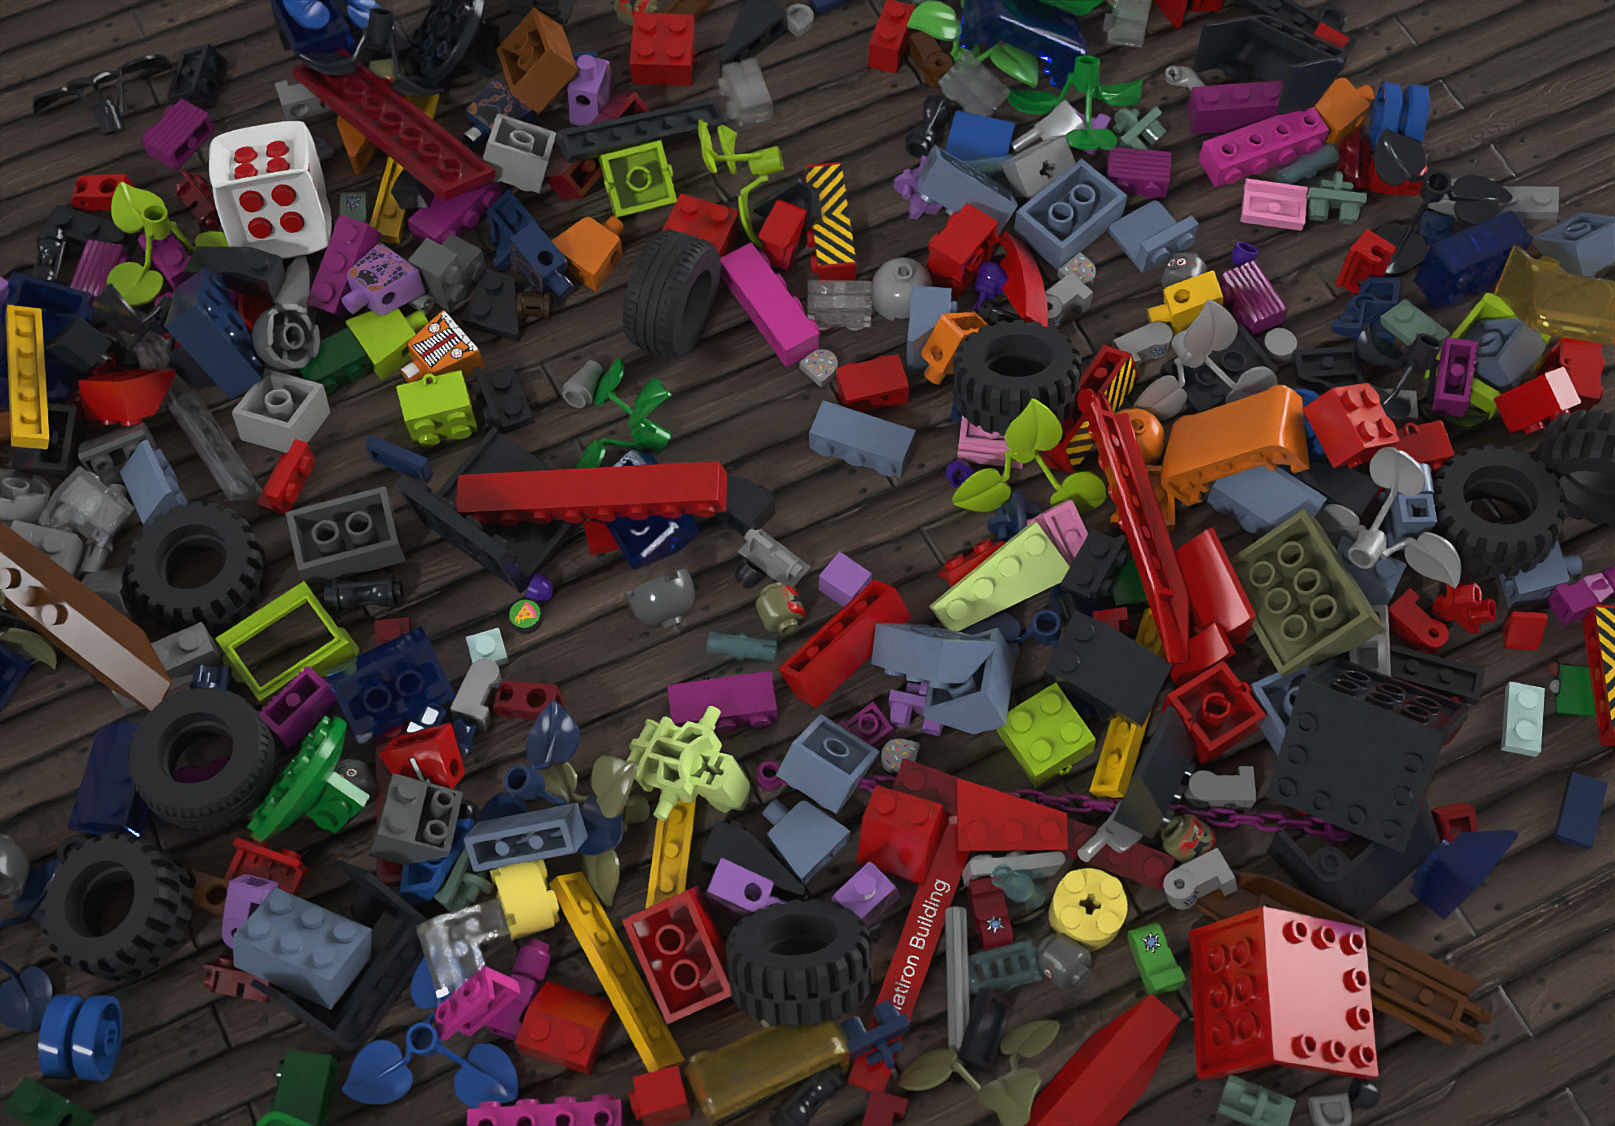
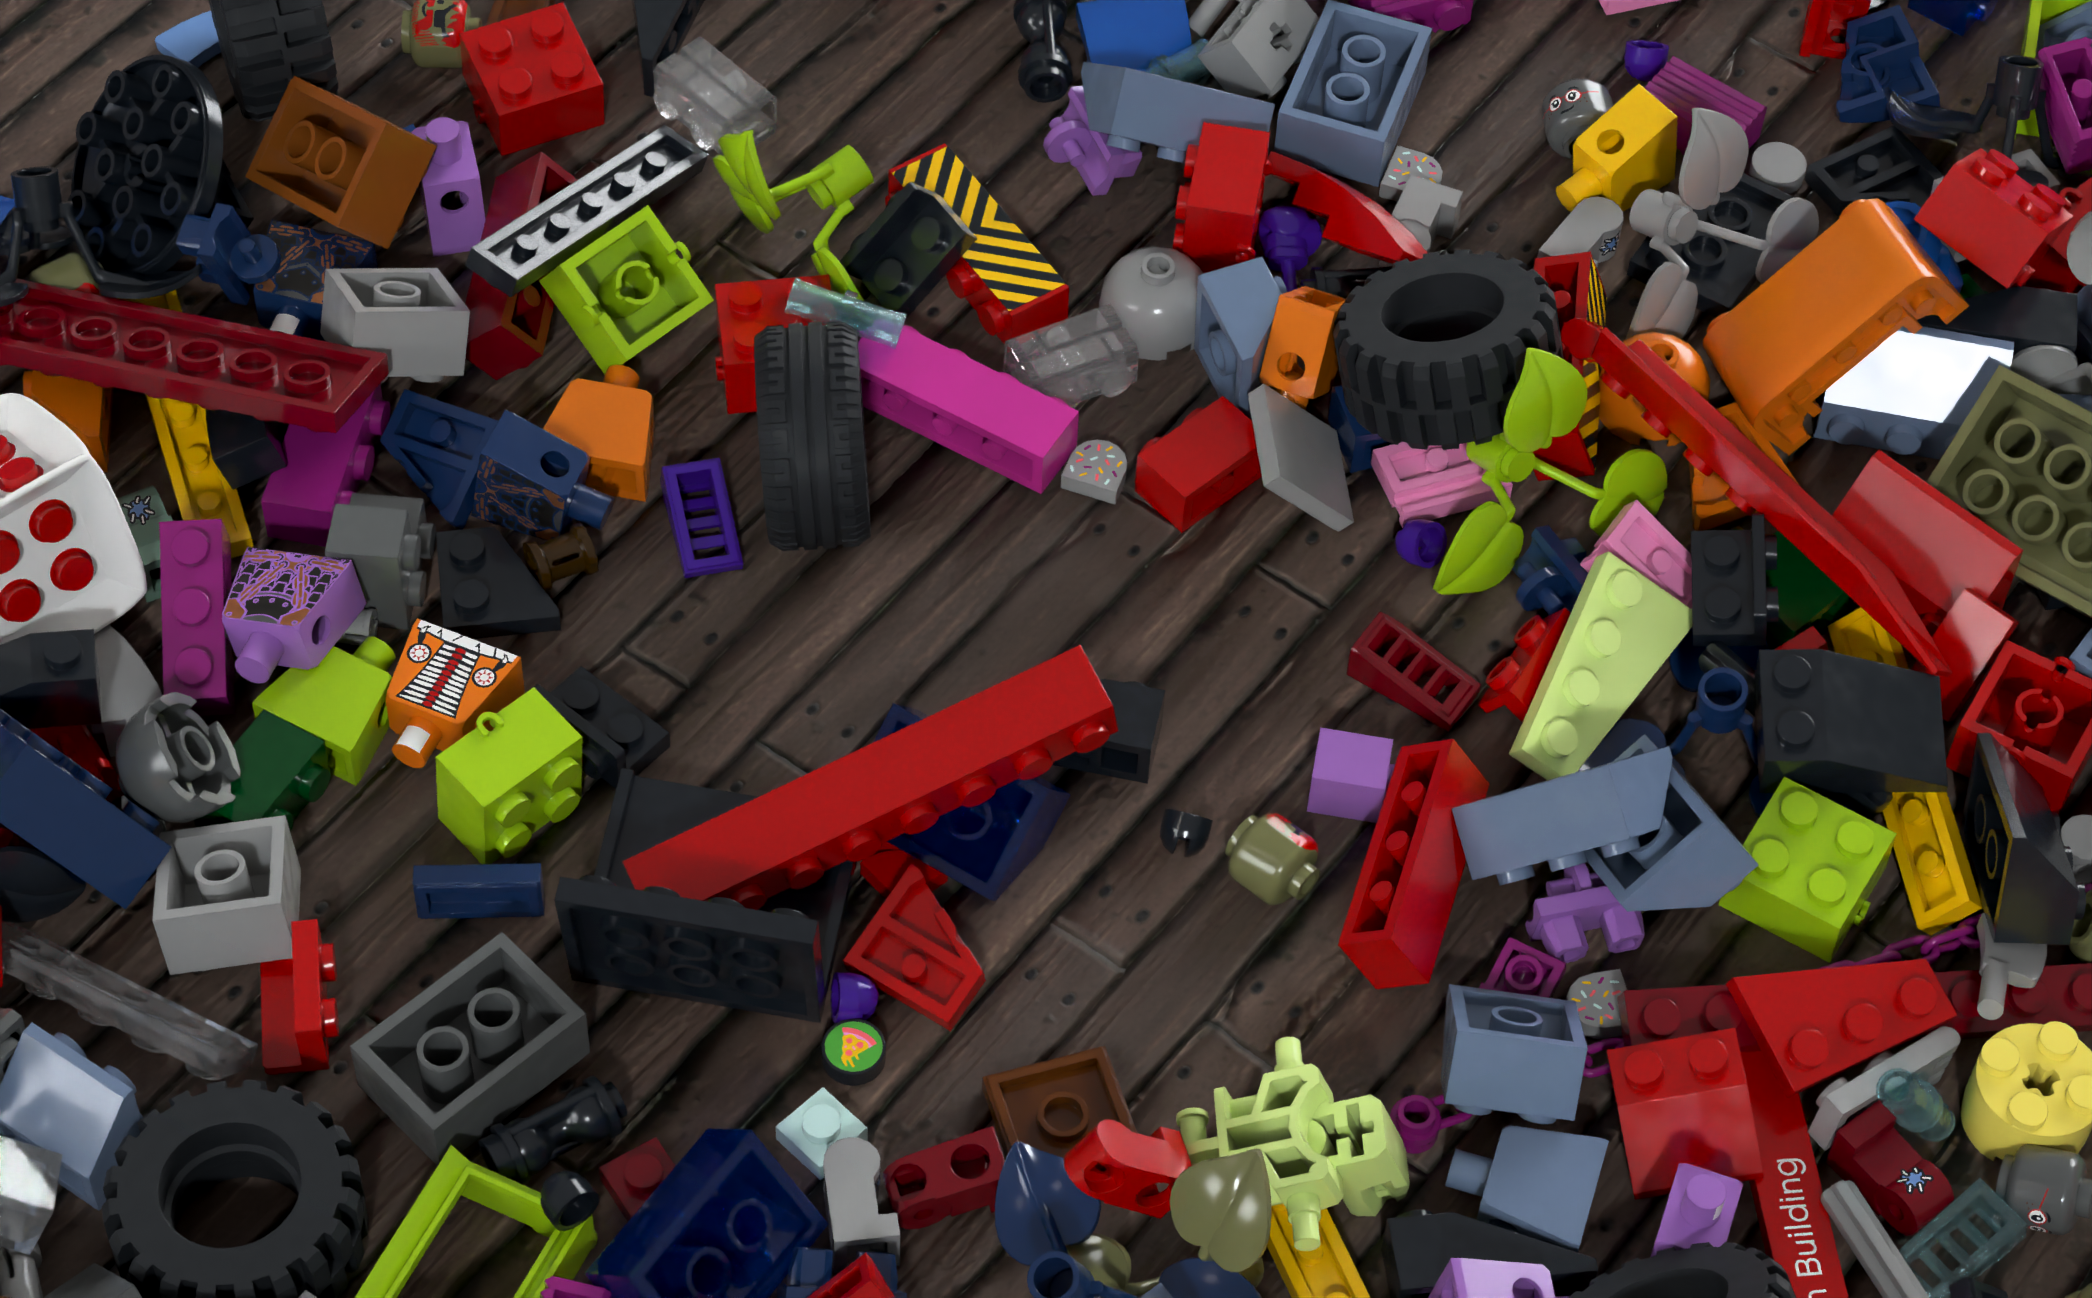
camera: 30 degrees left, 10 degrees down
(336, 632) = (568, 1200): none -> black hinge
(458, 86) = (229, 252): none -> dark blue hips
(581, 580) = (917, 953): none -> red wing
(582, 386) = (723, 652): light grey cone -> none
(596, 738) = (1126, 1166): none -> red leg
(604, 695) = (1055, 1101): none -> reddish brown tile
(616, 289) = (698, 477): none -> dark purple slope
(643, 430) = (885, 615): green plant -> none
(663, 599) = (1079, 923): dark grey cylinder -> none
(728, 235) = (830, 306): none -> clear light blue pin
(740, 698) = (1313, 1005): magenta brick -> none
(741, 646) = (1244, 945): clear light blue pin -> none
(773, 558) = (1208, 790): light grey hinge -> none
(782, 233) = (922, 280): red slope -> none
(861, 439) = (1238, 551): sand blue brick -> none
(909, 514) = (1403, 645): none -> dark red slope
(919, 402) = (1300, 458): none -> light grey tile
(1152, 235) = (1493, 82): sand blue bracket -> none
(1408, 321) = (1956, 63): sand green plate -> none

